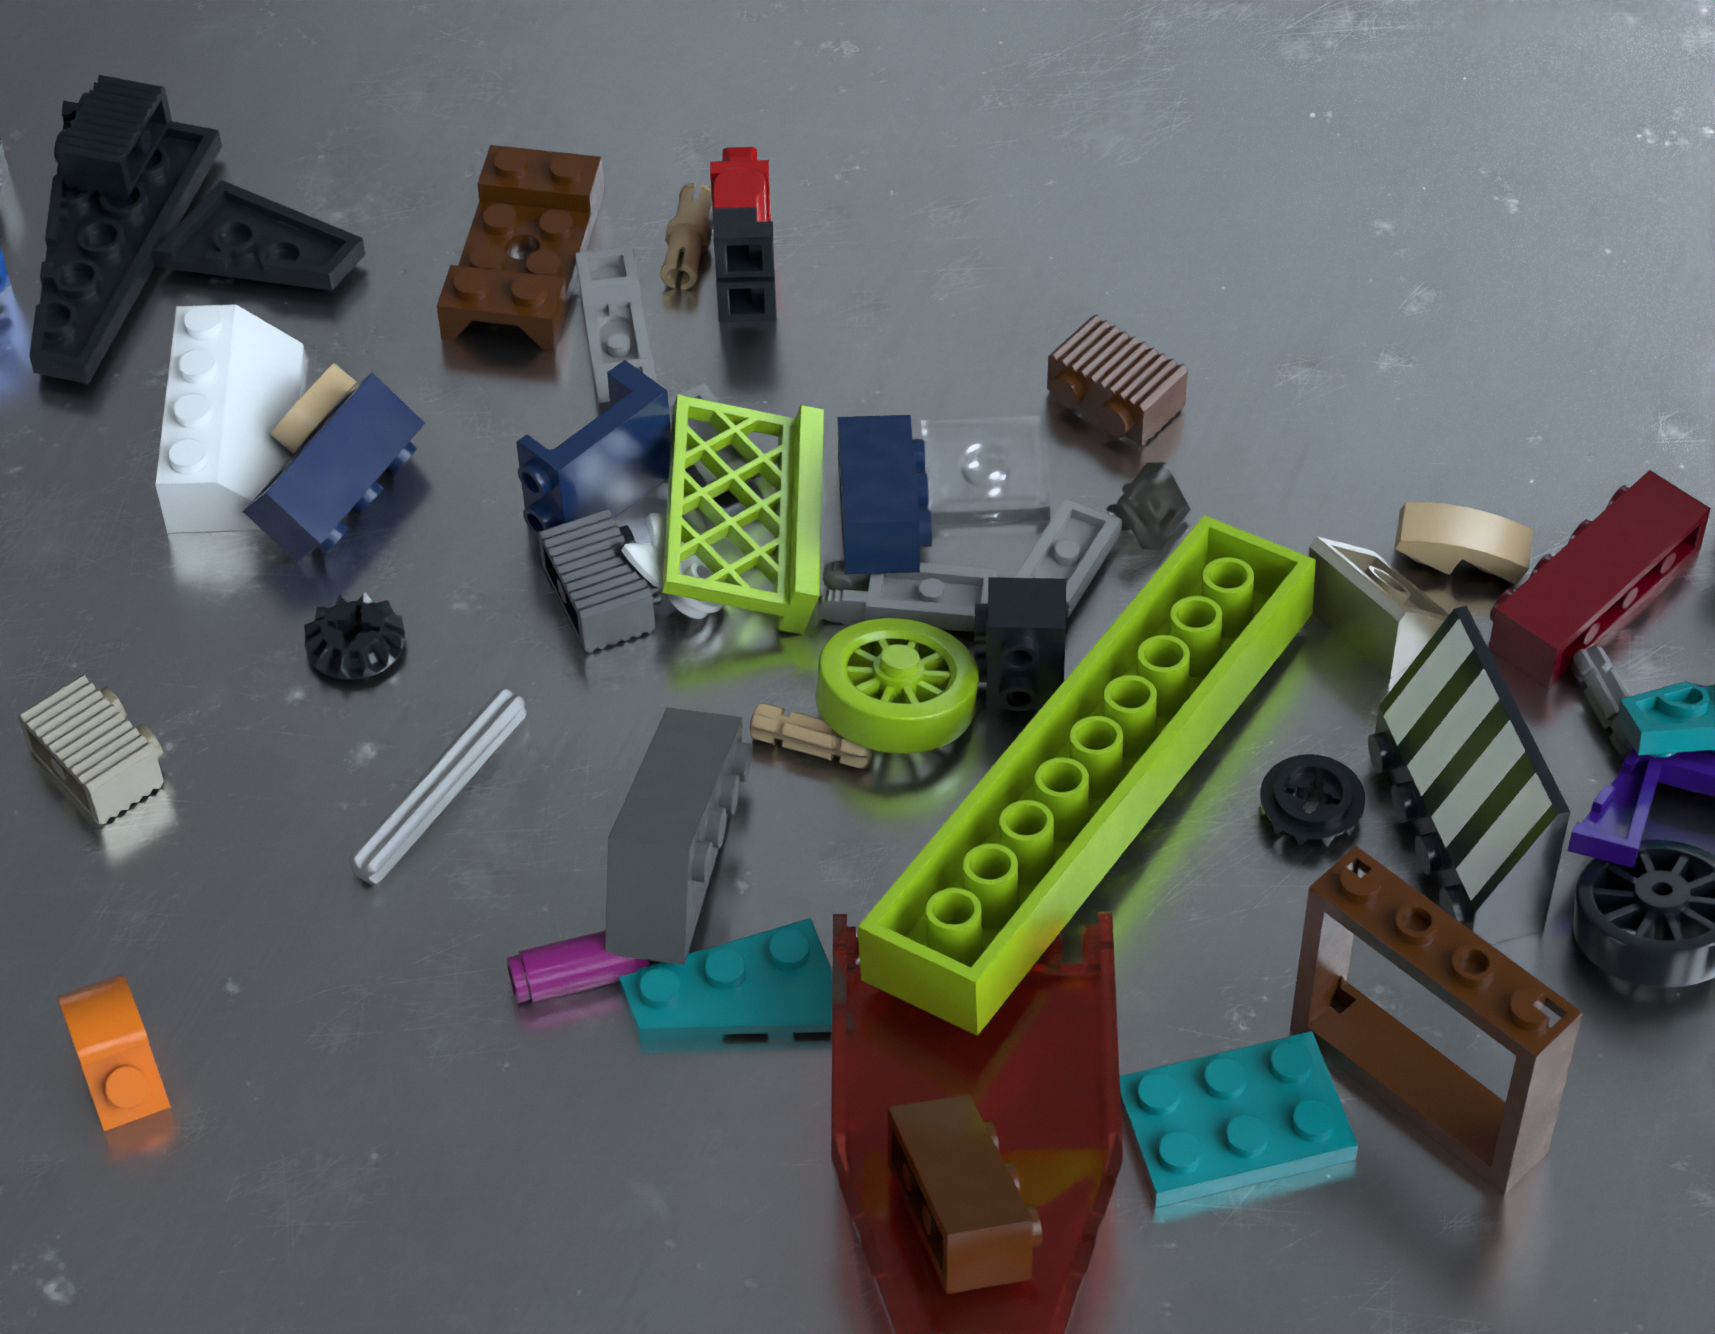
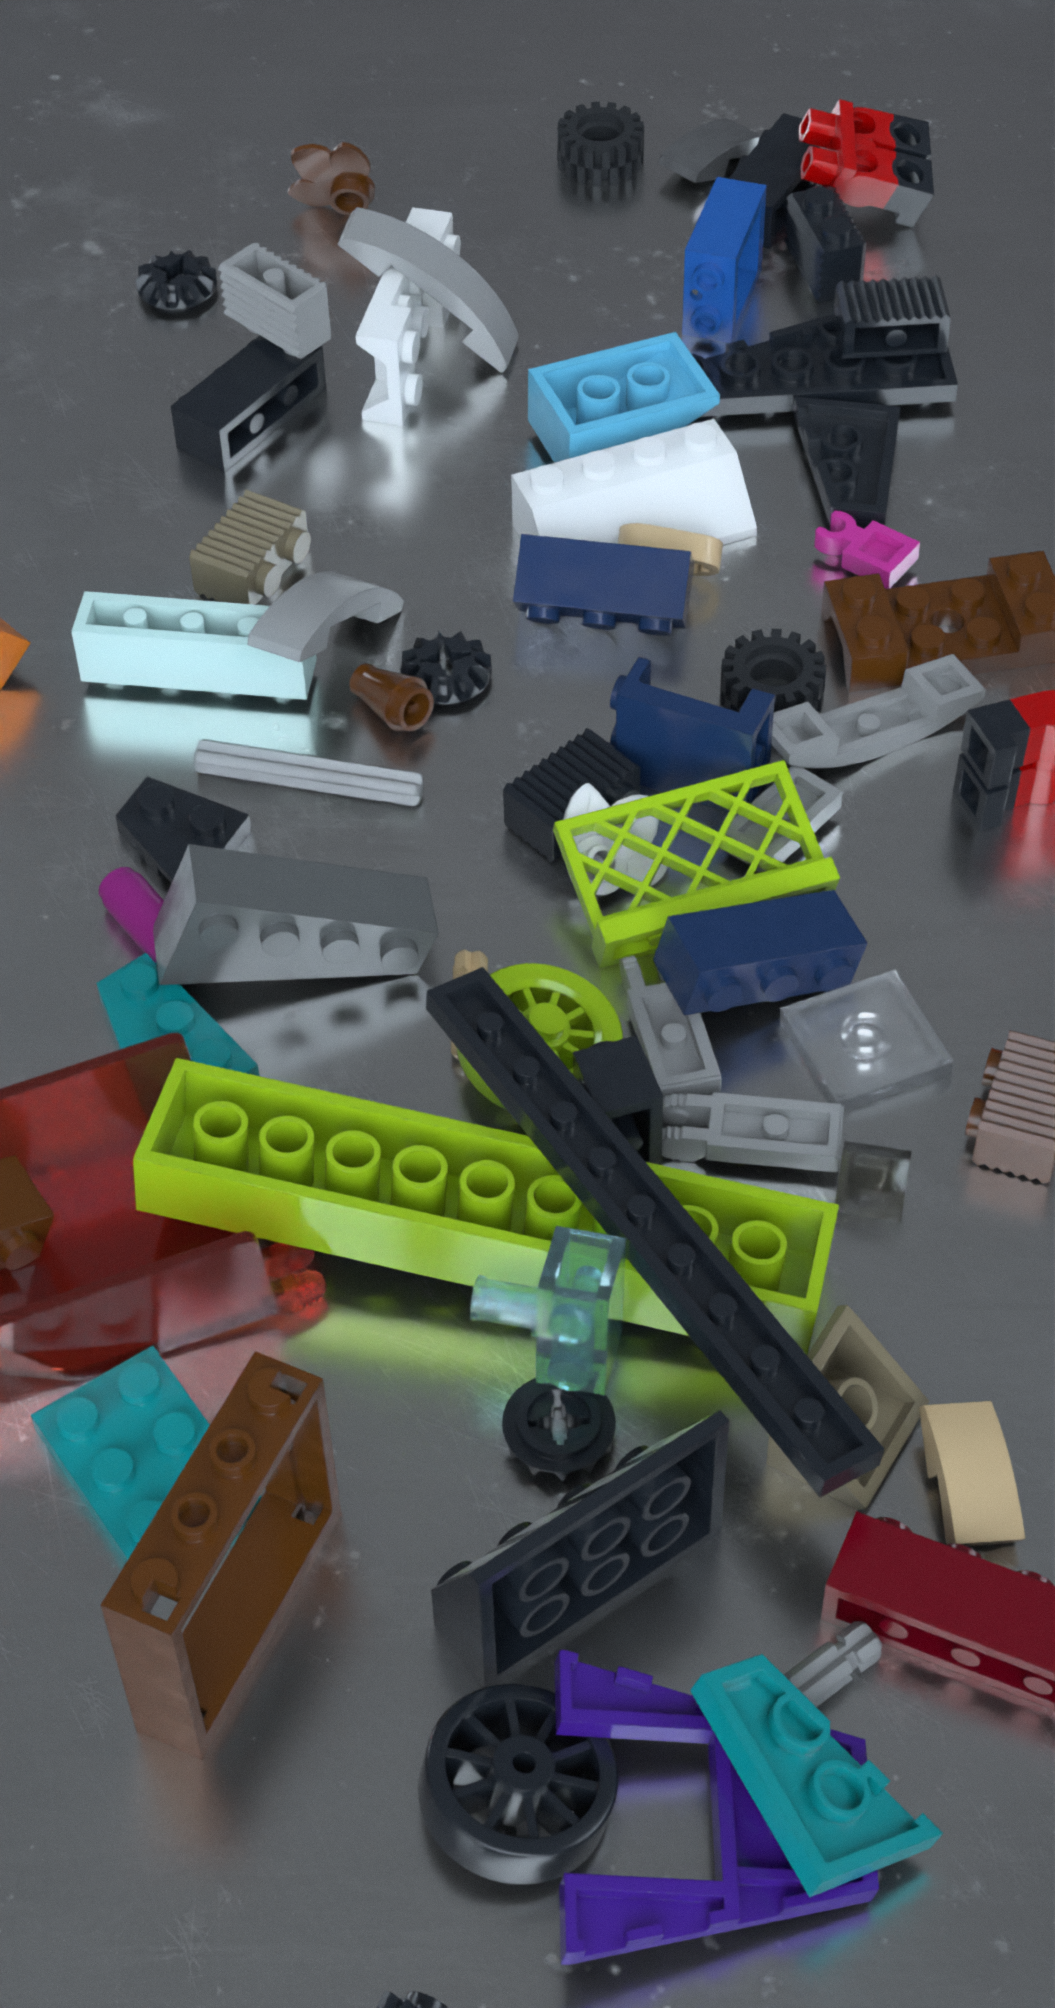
camera: 70 degrees right, 0 degrees up
(87, 381) = (617, 396): none -> medium azure slope
(224, 822) = (181, 647): none -> light aqua brick
(296, 687) = (302, 616): none -> light grey slope
(376, 686) = (395, 697): none -> reddish brown cone
(395, 266) = (868, 549): none -> dark pink plate
(464, 915) = (167, 819): none -> black wing
(524, 368) = (773, 659): none -> black tyre
(1186, 631) = (661, 1237): none -> black plate
(1246, 722) = (570, 1313): none -> clear light blue brick

